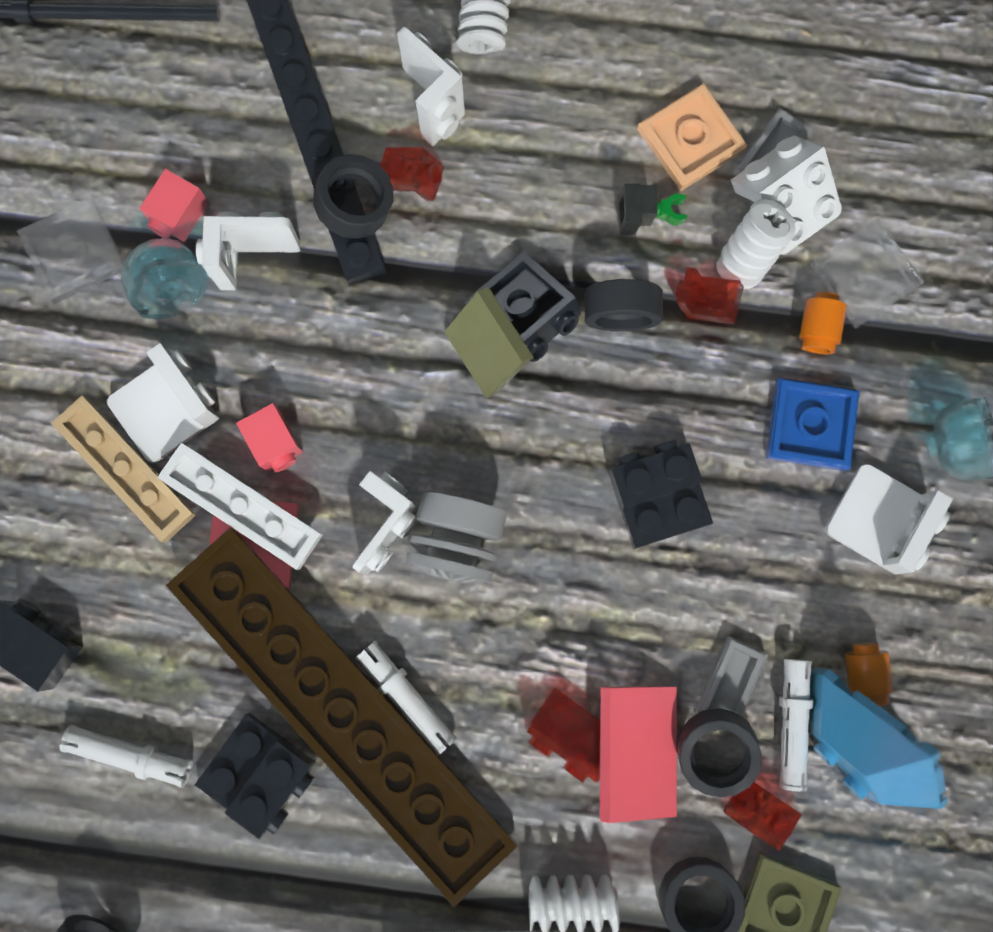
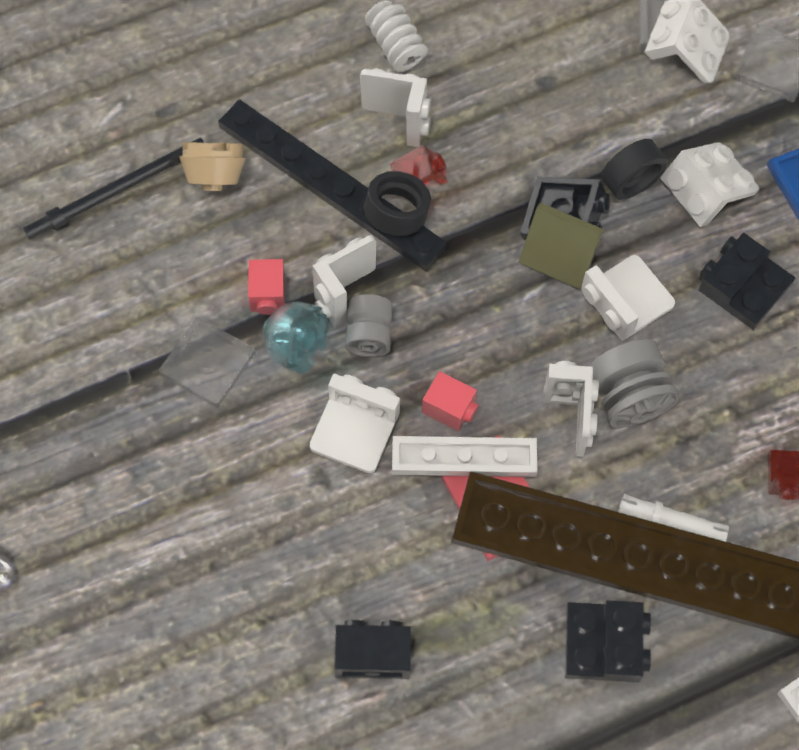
camera: 30 degrees left, 15 degrees down
(123, 469) = (356, 487): tan plate -> none
(141, 760) = (502, 686): white pin -> none
(200, 41) = (212, 164): none -> tan cone
(242, 310) = (368, 325): none -> light grey wheel
(525, 436) = (627, 296): none -> white bracket
(640, 207) = (595, 103): pearl dark grey piece -> none
(692, 137) = (595, 42): light nougat tile -> none
(699, 363) = (707, 180): none -> white bracket
(709, 297) = (685, 133): clear red bracket -> none
(756, 243) = (693, 81): white piece -> none
(823, 323) = (771, 108): orange brick -> none

